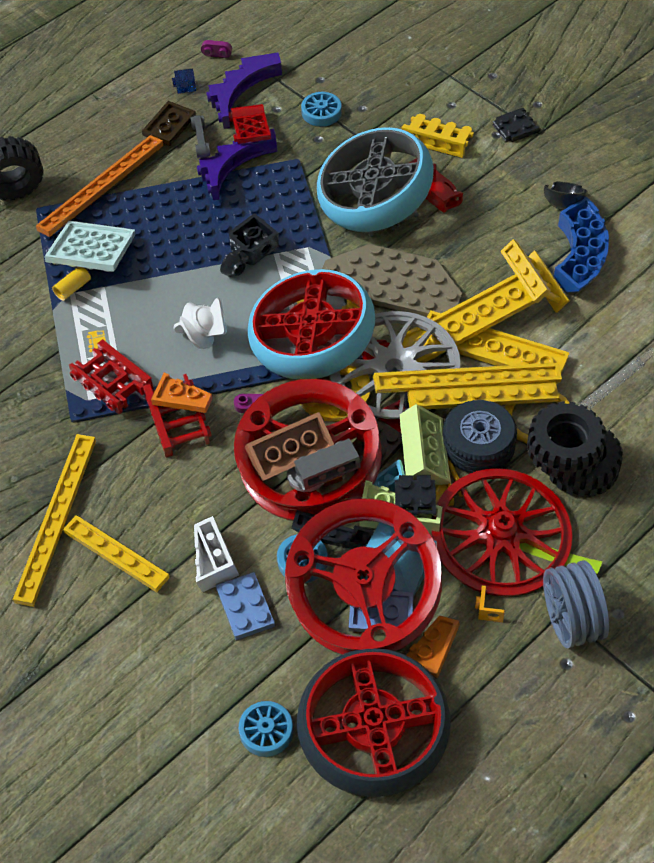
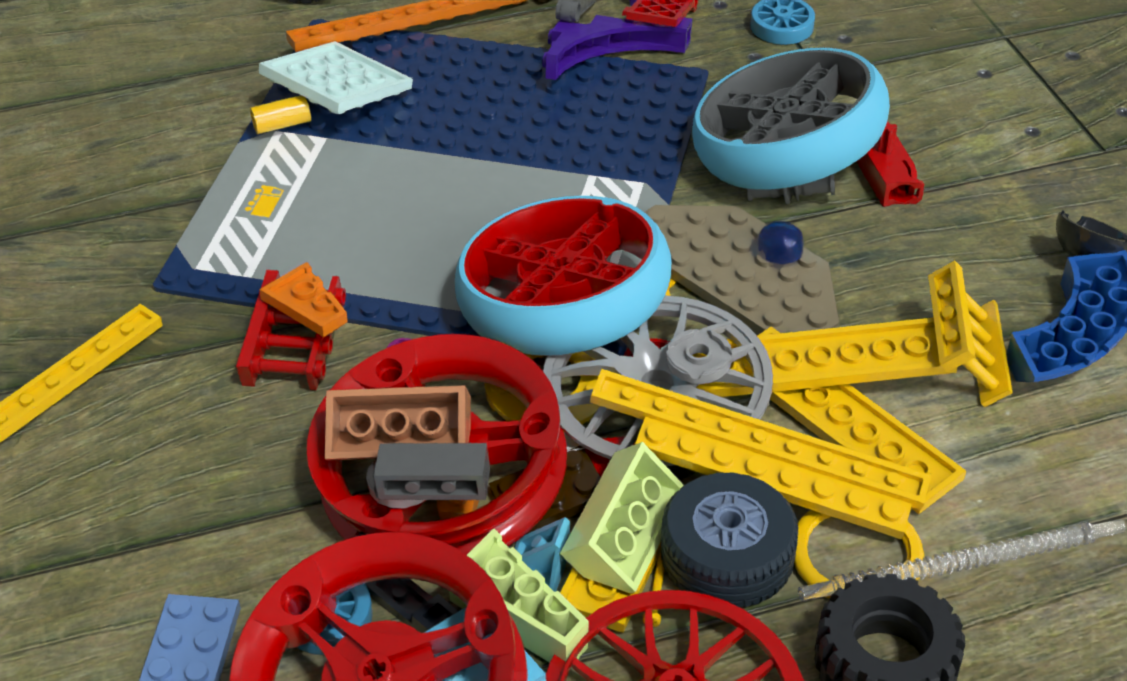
camera: 25 degrees right, 10 degrees down
(116, 553) = (67, 489): yellow plate -> none
(117, 364) = (232, 230): red fence -> none
(202, 323) = (406, 220): white helmet -> none
(212, 556) = (193, 546): white wedge -> none
(249, 244) = (556, 145): black brick -> none
(409, 258) = (781, 242): none -> clear blue hair
(416, 352) = (702, 369): none -> light grey tile
(416, 494) = (553, 582): black plate -> none
(442, 141) = (927, 107): yellow fence -> none
(515, 125) = (1069, 127): black plate -> none
(571, 420) = (850, 632): black tyre -> none

